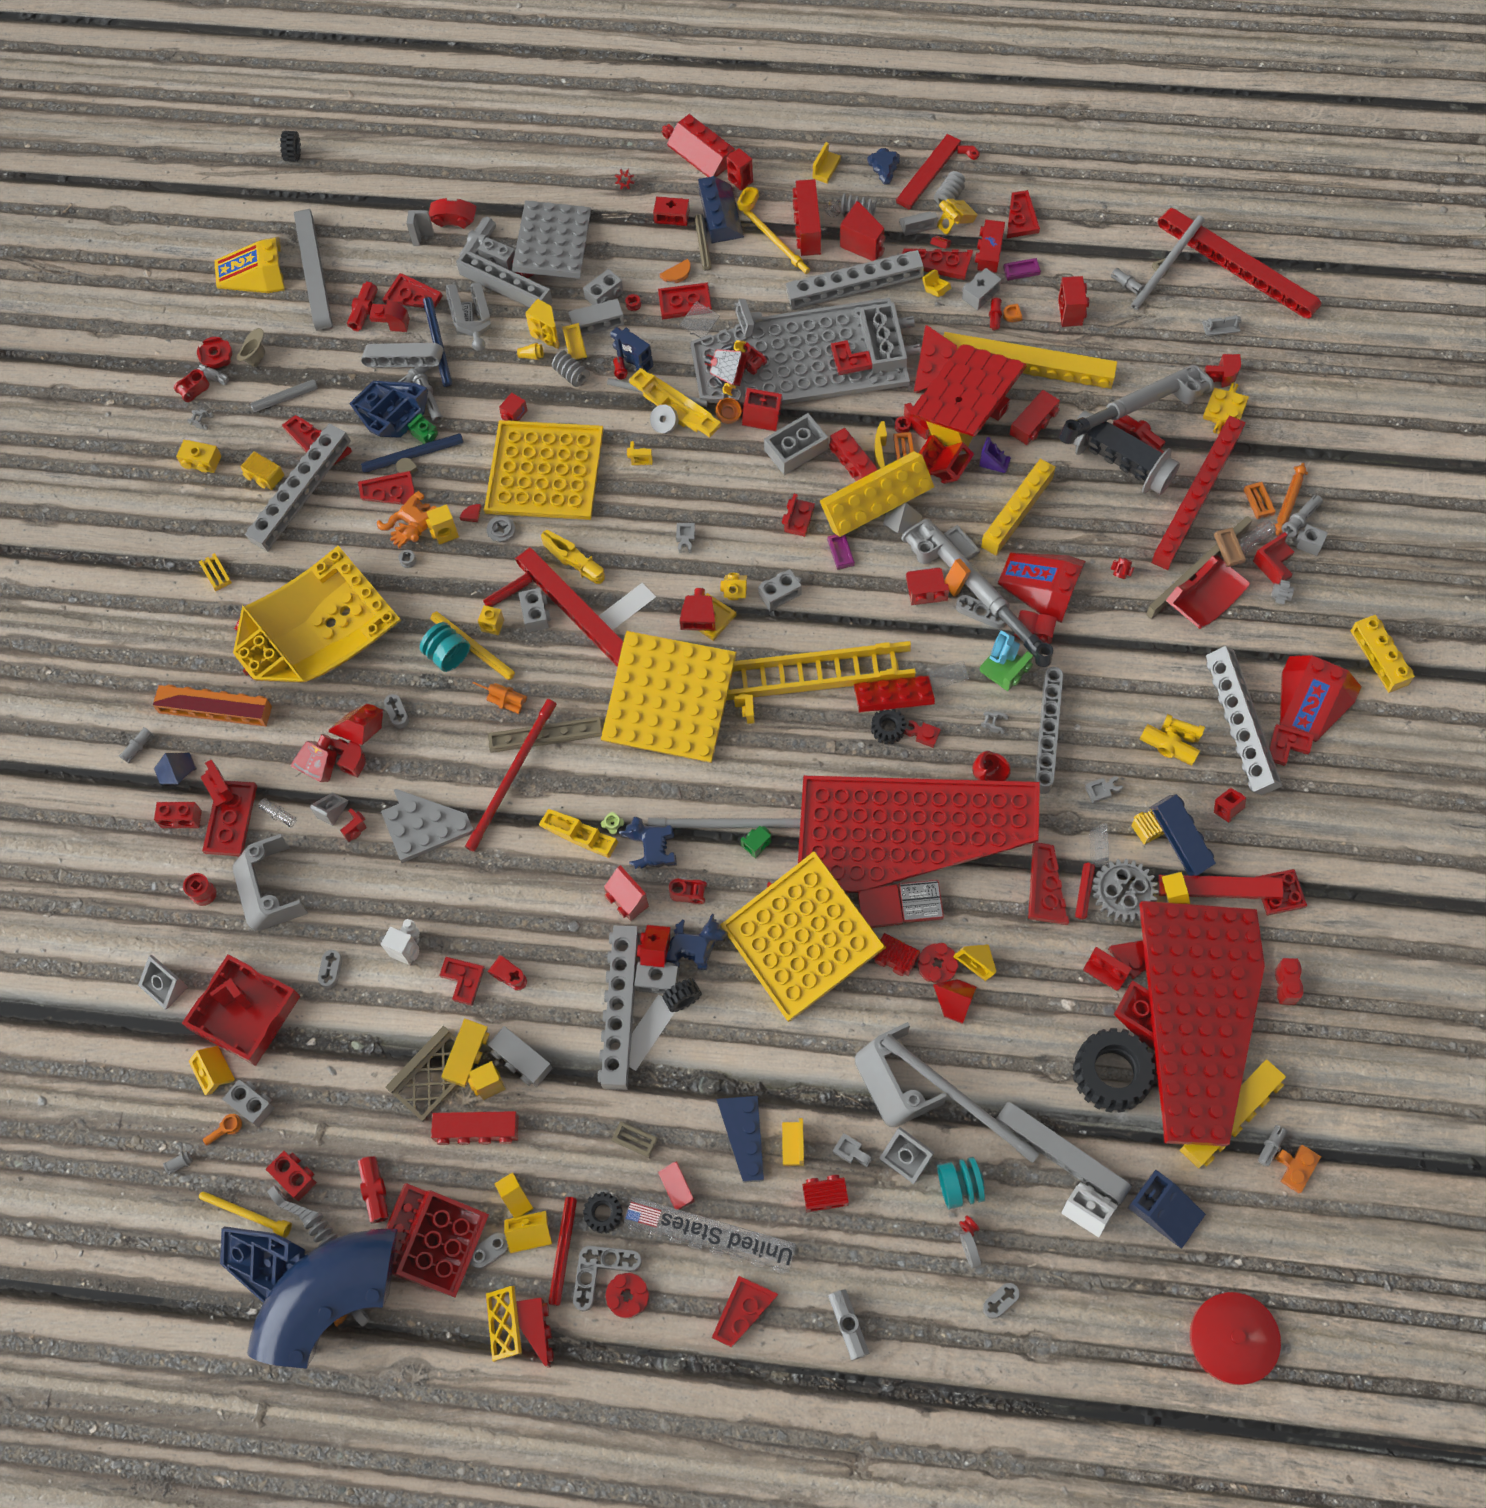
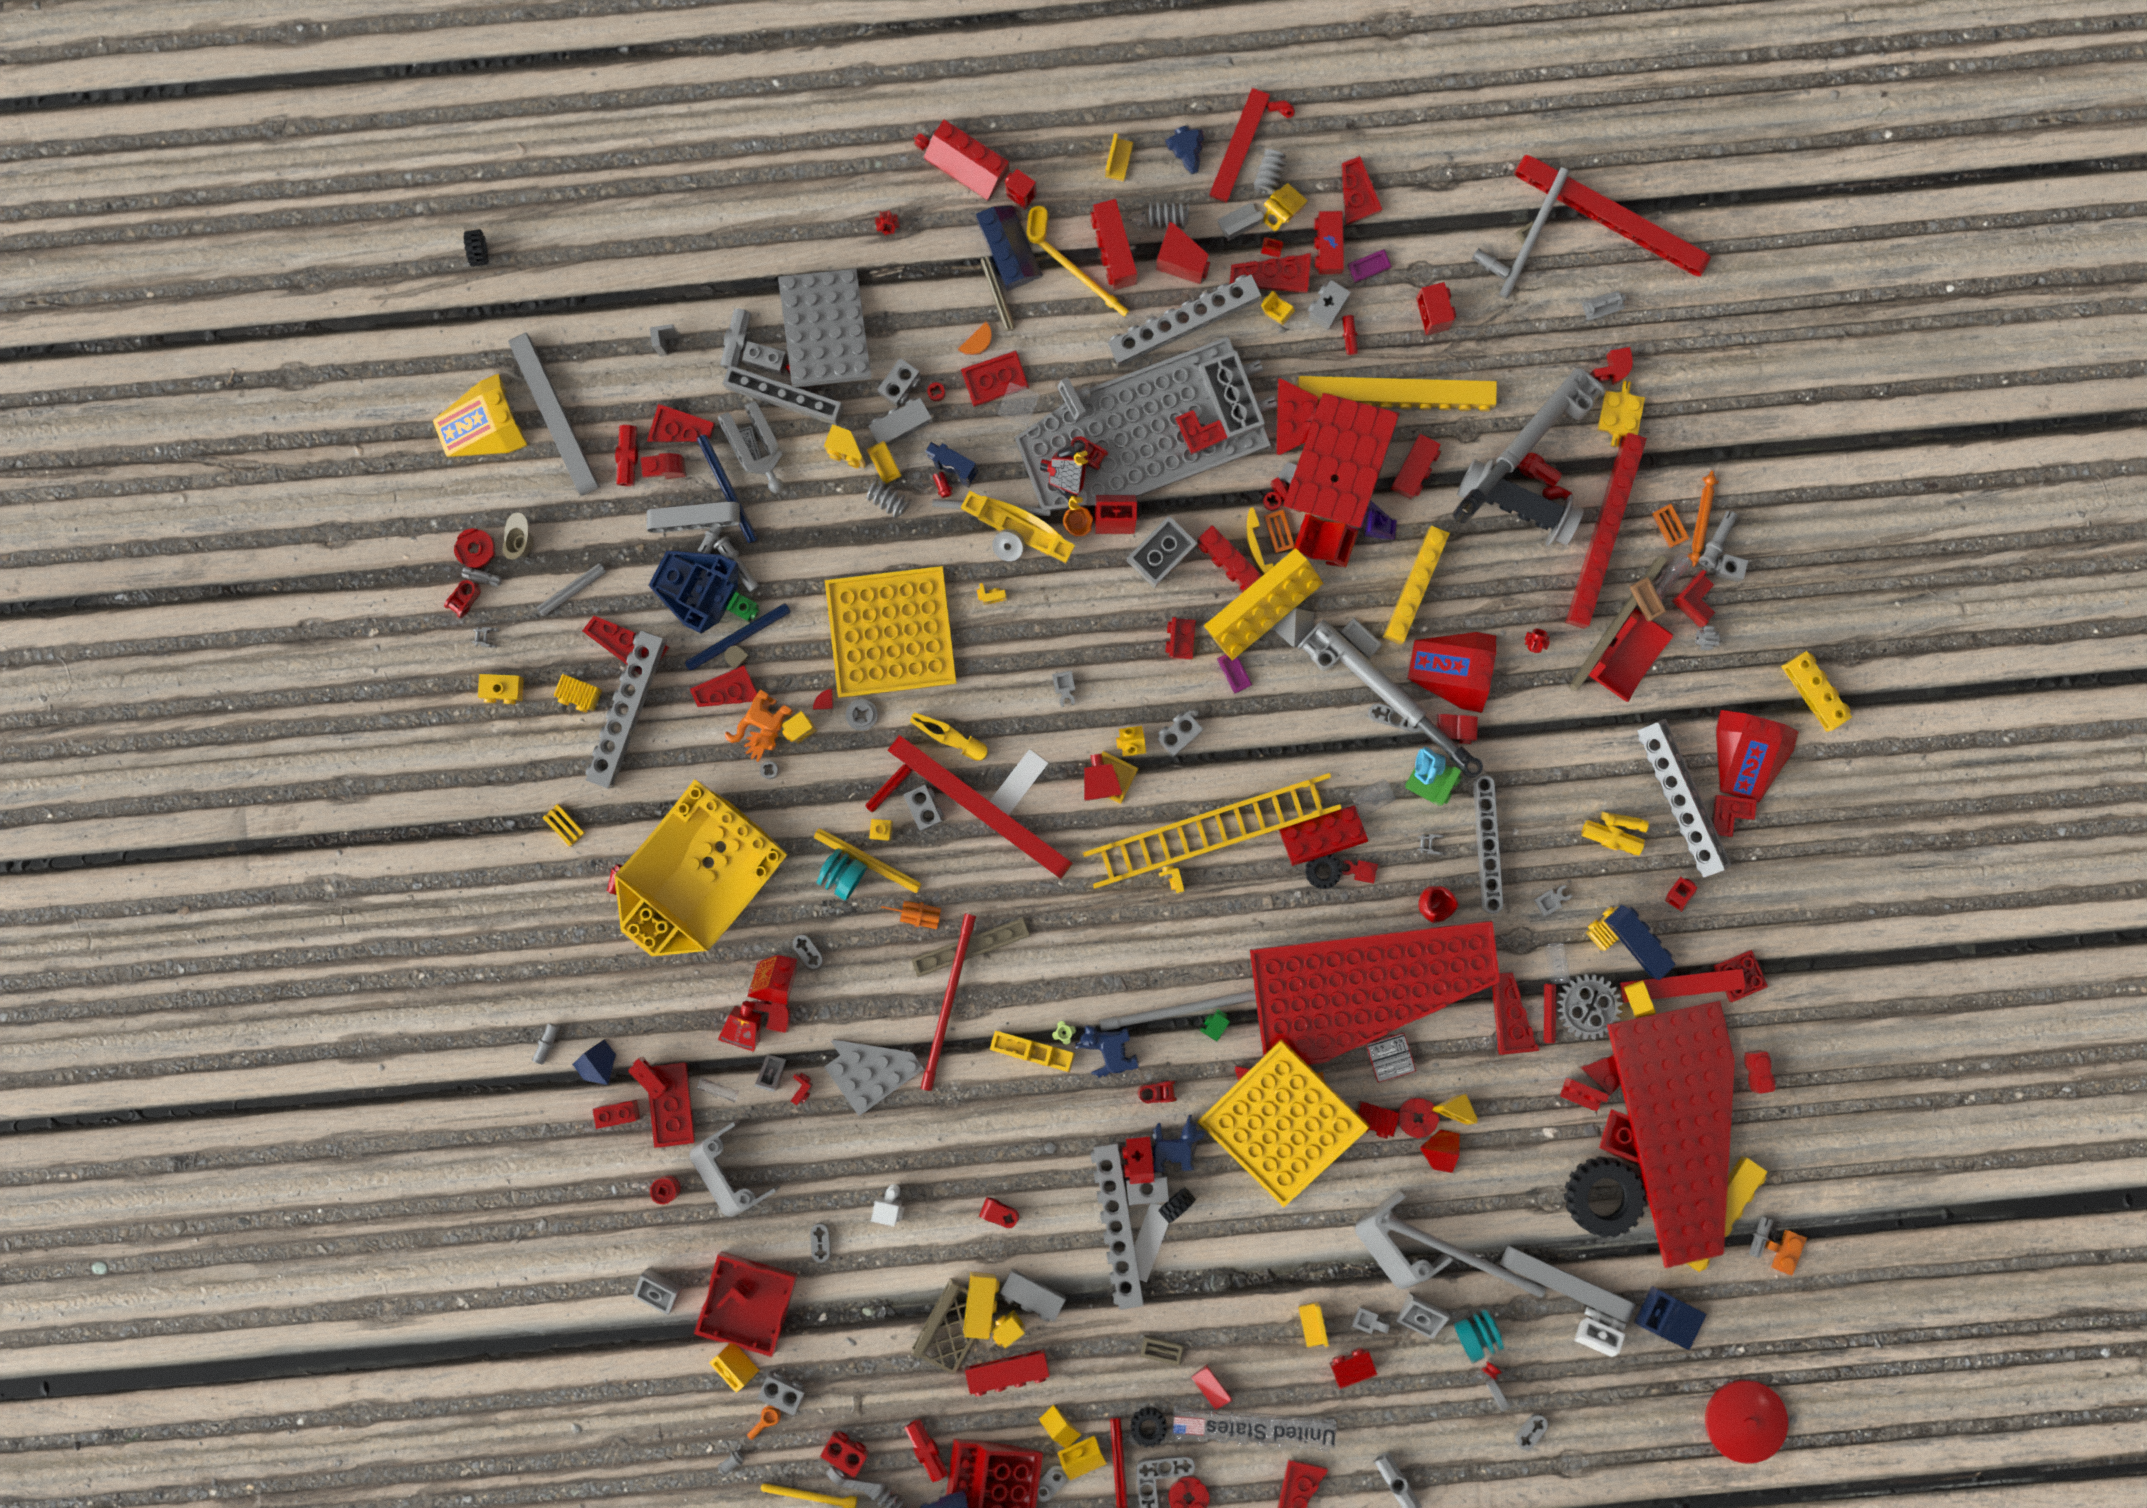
camera: 10 degrees left, 20 degrees up
(212, 705) = (612, 984): brick -> none
(454, 213) = (705, 308): red brick -> none
(467, 977) = (960, 1224): red plate -> none
(513, 408) = (836, 562): red brick -> none
(533, 351) = (837, 481): yellow cone -> none
(625, 894) = (1097, 1111): slope -> none
(668, 696) = (1091, 886): yellow plate -> none
(671, 211) = (962, 260): red brick -> none
(743, 1130) = (1264, 1323): dark blue wing -> none
(881, 906) = (1351, 1071): red tile -> none
(927, 586) = (1334, 699): red bracket -> none
(957, 577) = (1366, 688): orange tile -> none
(1012, 313) = (1368, 329): orange tile -> none

